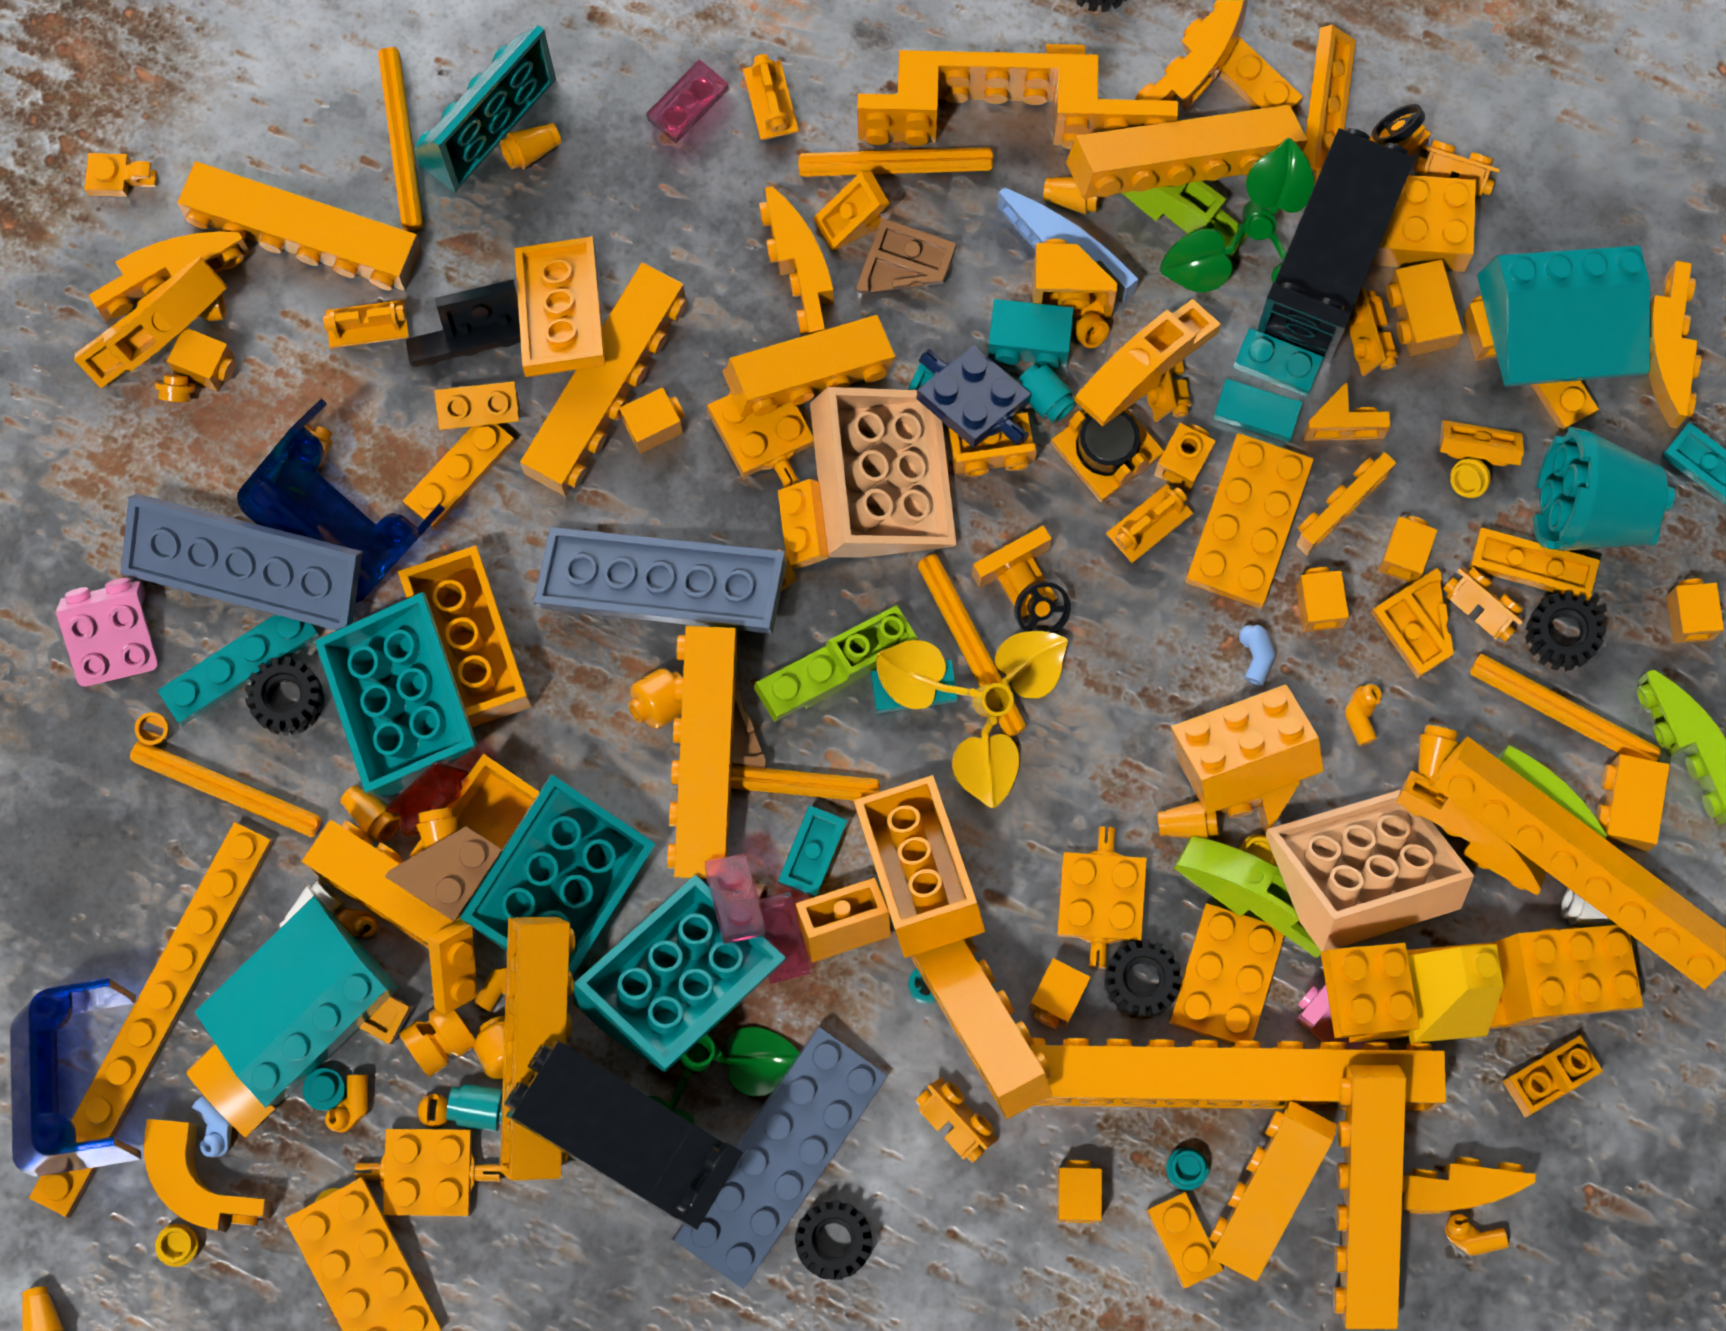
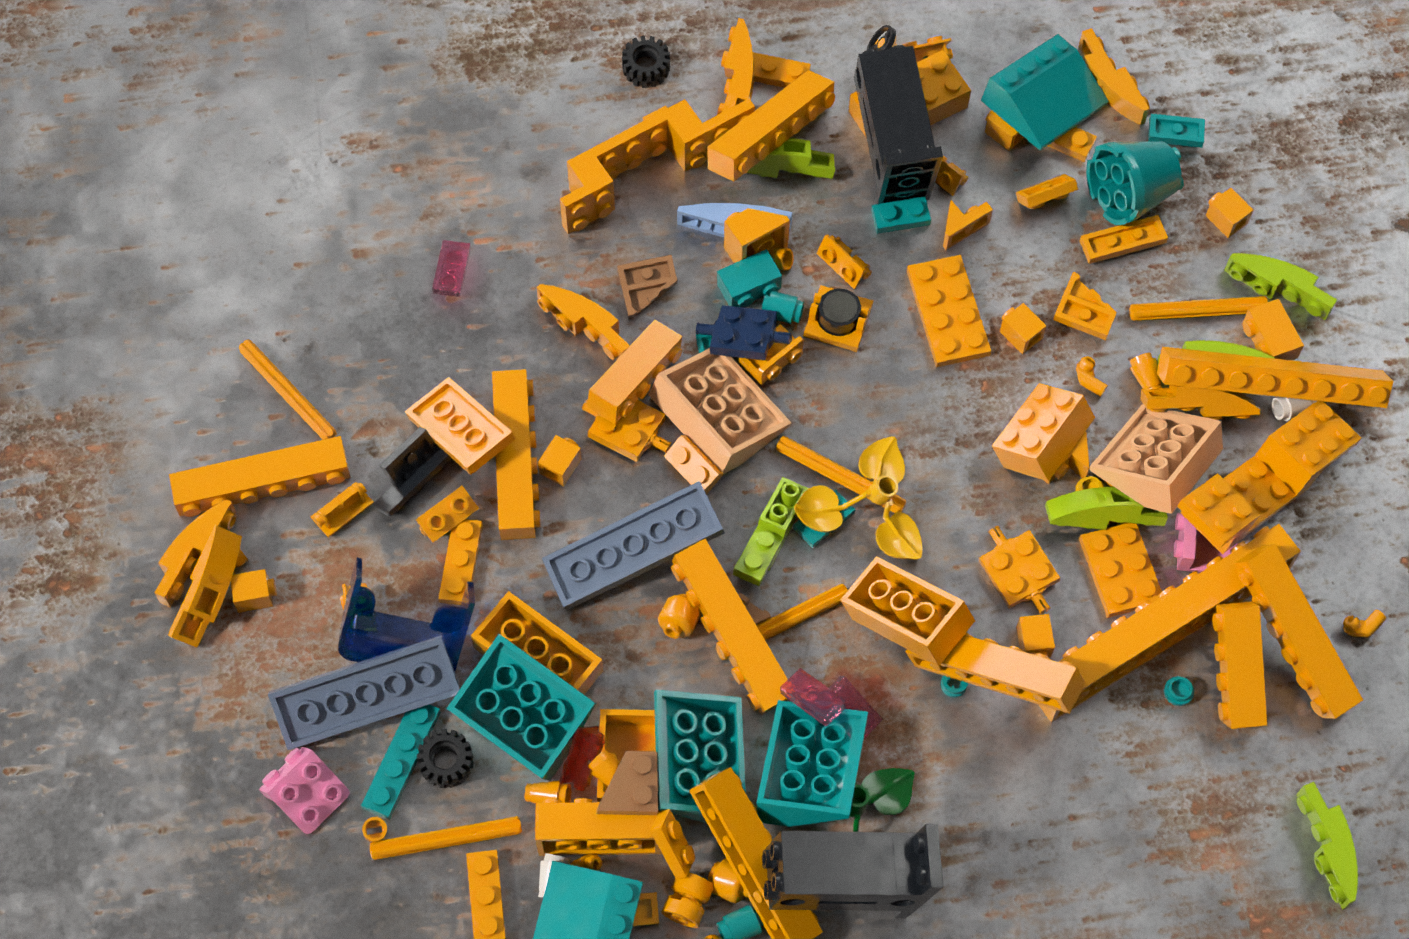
camera: 35 degrees left, 10 degrees down
(114, 173) = (116, 517): light orange plate -> none
(174, 388) = (246, 617): light orange plate -> none
(487, 110) = (332, 339): teal slope -> none
(492, 989) = (701, 843): light orange arm -> none
(528, 145) = (370, 349): light orange cone -> none
(770, 98) = (499, 239): light orange hinge -> none
(783, 1155) = (944, 797): sand blue plate -> none
(812, 851) = (833, 648): teal plate -> none
(814, 1221) = (1004, 882): black tyre -> none
(843, 920) = (883, 672): light orange brick -> none
(852, 211) = (596, 272): light orange slope -> none
(895, 161) = (599, 232): light orange axle -> none
(969, 1129) = (1040, 749): light orange hinge -> none
(1023, 580) = (844, 421): light orange piece -> none
(1065, 193) = (717, 190): light orange cone -> none
(1079, 1193) = (1130, 743): light orange brick -> none
(1144, 359) = (831, 252): light orange slope -> none
(1150, 522) = (893, 344): light orange hinge -> none
(1152, 955) = (1081, 584): black tyre -> none
(1184, 1240) = (1207, 733): light orange plate -> none
(1185, 456) = (888, 296): light orange brick -> none
(1188, 821) = (1037, 495): light orange cone -> none
(1257, 410) = (909, 247): teal tile -> none
(1262, 650) = (1012, 381): light blue arm -> none
(1274, 182) = (841, 105): green plant -> none
(1328, 93) = (826, 56): light orange plate -> none
(1344, 502) = (995, 267): light orange plate -> none
(1407, 549) = (1049, 272): light orange brick -> none
(1424, 308) = (962, 137): light orange brick -> none
(1455, 992) = (1264, 485): yellow slope -> none
(1462, 1186) = (1341, 596): light orange slope -> none
(1470, 478) = (1054, 213): yellow plate -> none
(1498, 611) = (1123, 276): light orange hinge -> none
(1552, 1076) = (1339, 510): light orange slope -> none
(1575, 609) = (1171, 251): black tyre -> none

